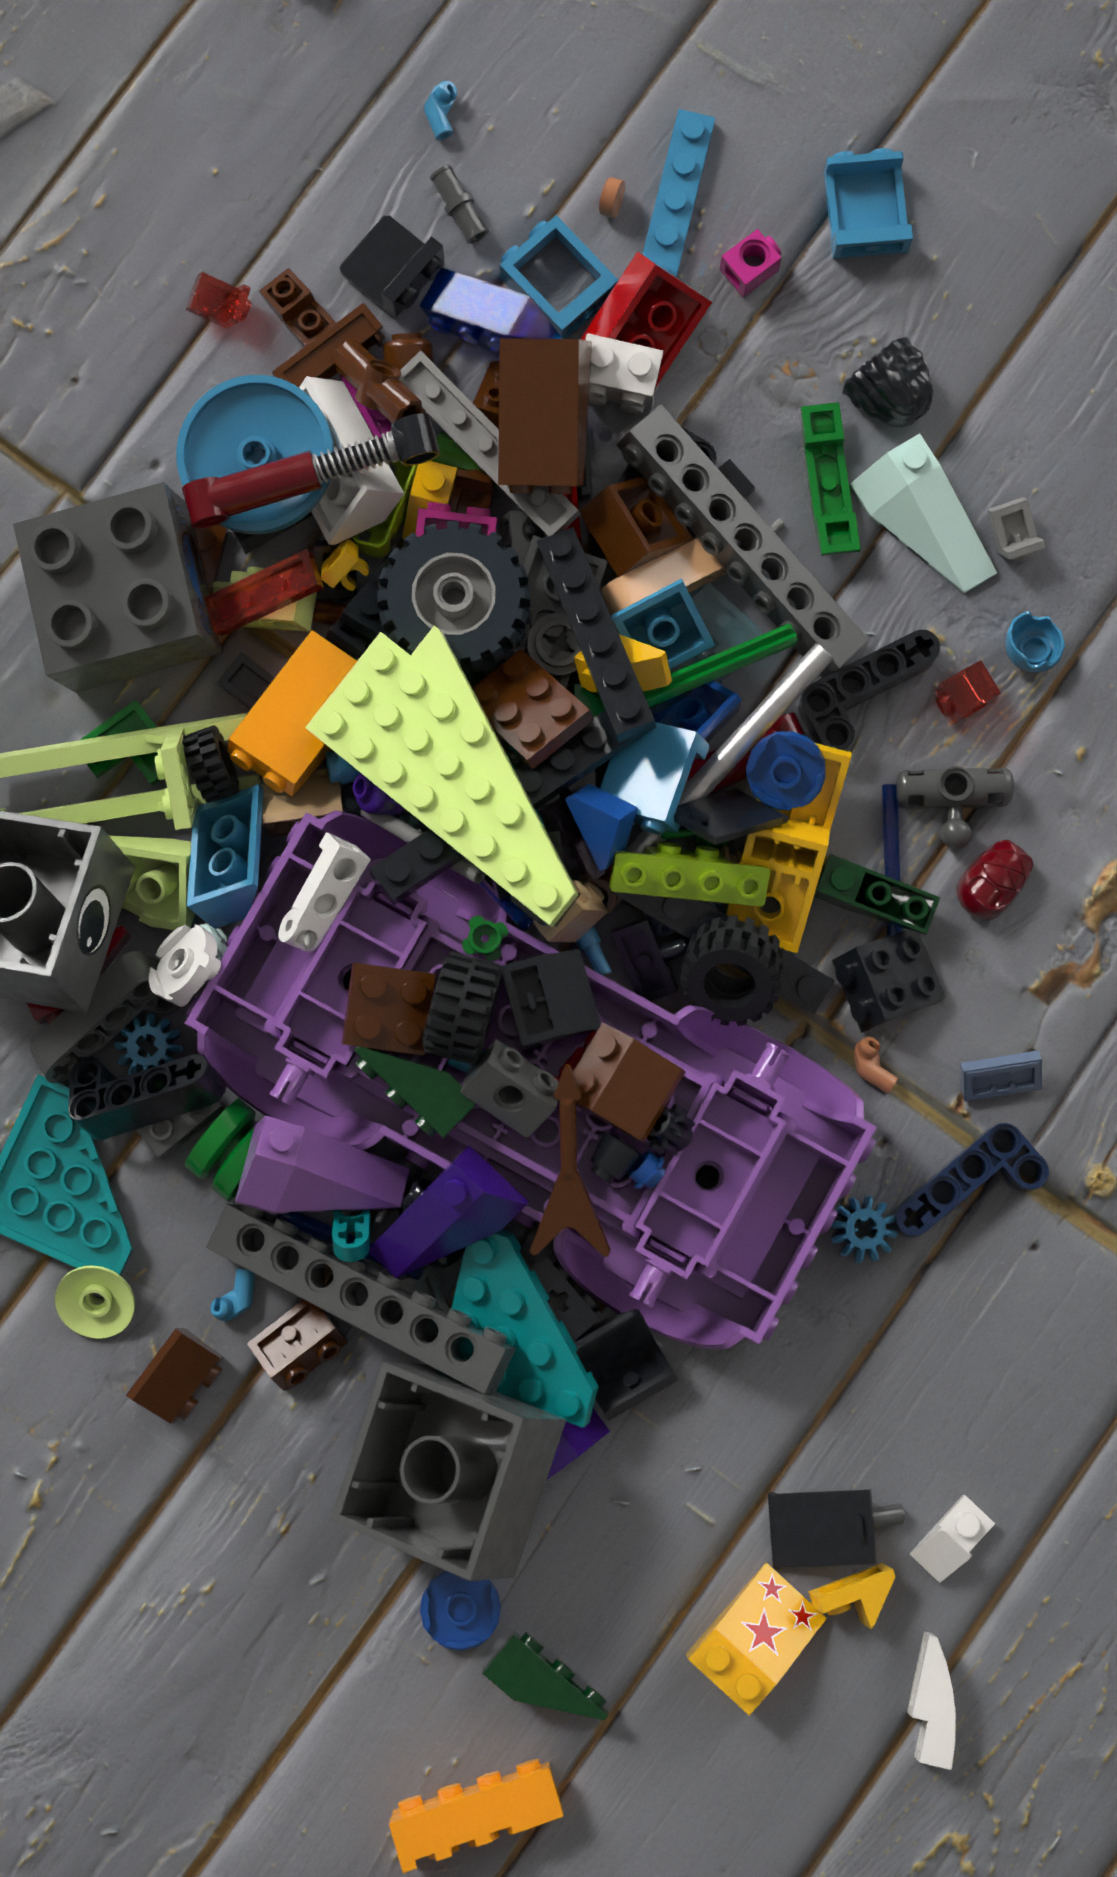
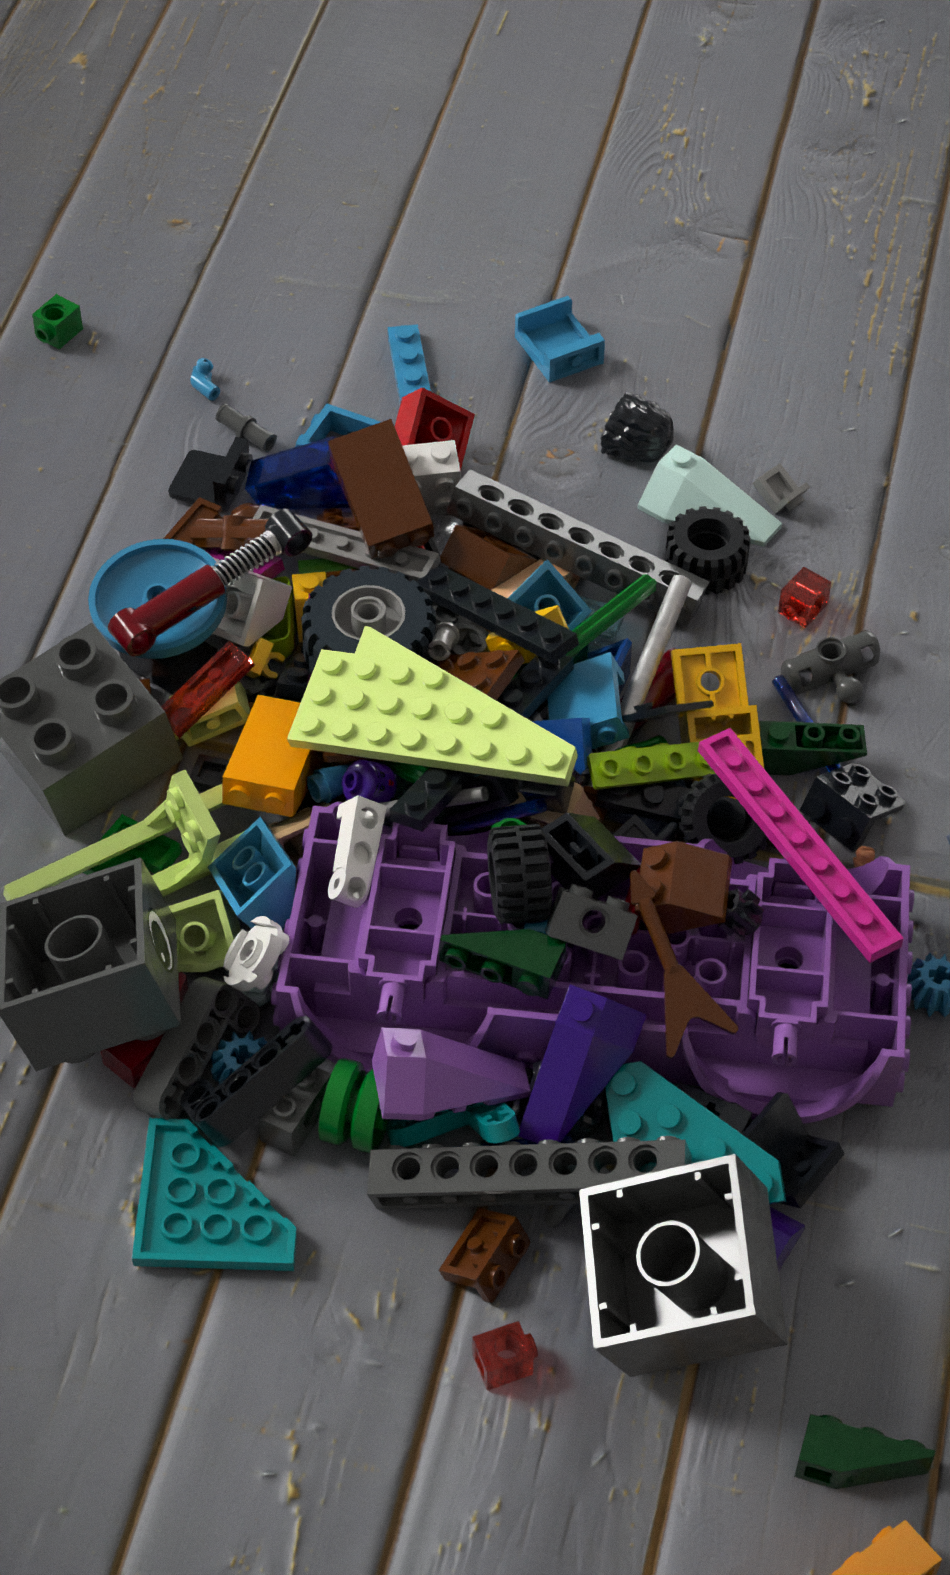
camera: 20 degrees left, 30 degrees down
(92, 1315) = (283, 1306): yellowish green dish -> none
(176, 1376) = (385, 1313): reddish brown slope -> none
(210, 764) = (221, 812): black tyre -> none
(219, 301) = (80, 539): clear red bracket -> none
(237, 1300) = (413, 1241): dark azure arm -> none
(252, 1455) = (497, 1370): none -> clear red brick
(296, 307) = (140, 524): reddish brown slope -> none
(387, 1008) = (450, 905): reddish brown plate -> none
(460, 1611) = (746, 1428): blue tile -> none
(533, 638) = (445, 638): none -> light grey pin
(612, 197) = (363, 389): nougat tile -> none
(613, 1157) = (704, 950): black hat -> none
(647, 1170) = (737, 953): blue plate -> none
(745, 277) = (489, 395): dark pink brick -> none
(766, 1071) = (801, 846): none -> dark pink plate
(786, 770) = (693, 670): blue tile -> none
(828, 479) = (617, 503): green slope -> none
(871, 682) = (724, 609): black beam -> none
(902, 560) = (709, 546): none -> black tyre
(994, 880) = (898, 710): dark red piece -> none
(1034, 643) = (836, 551): dark azure hair -> none

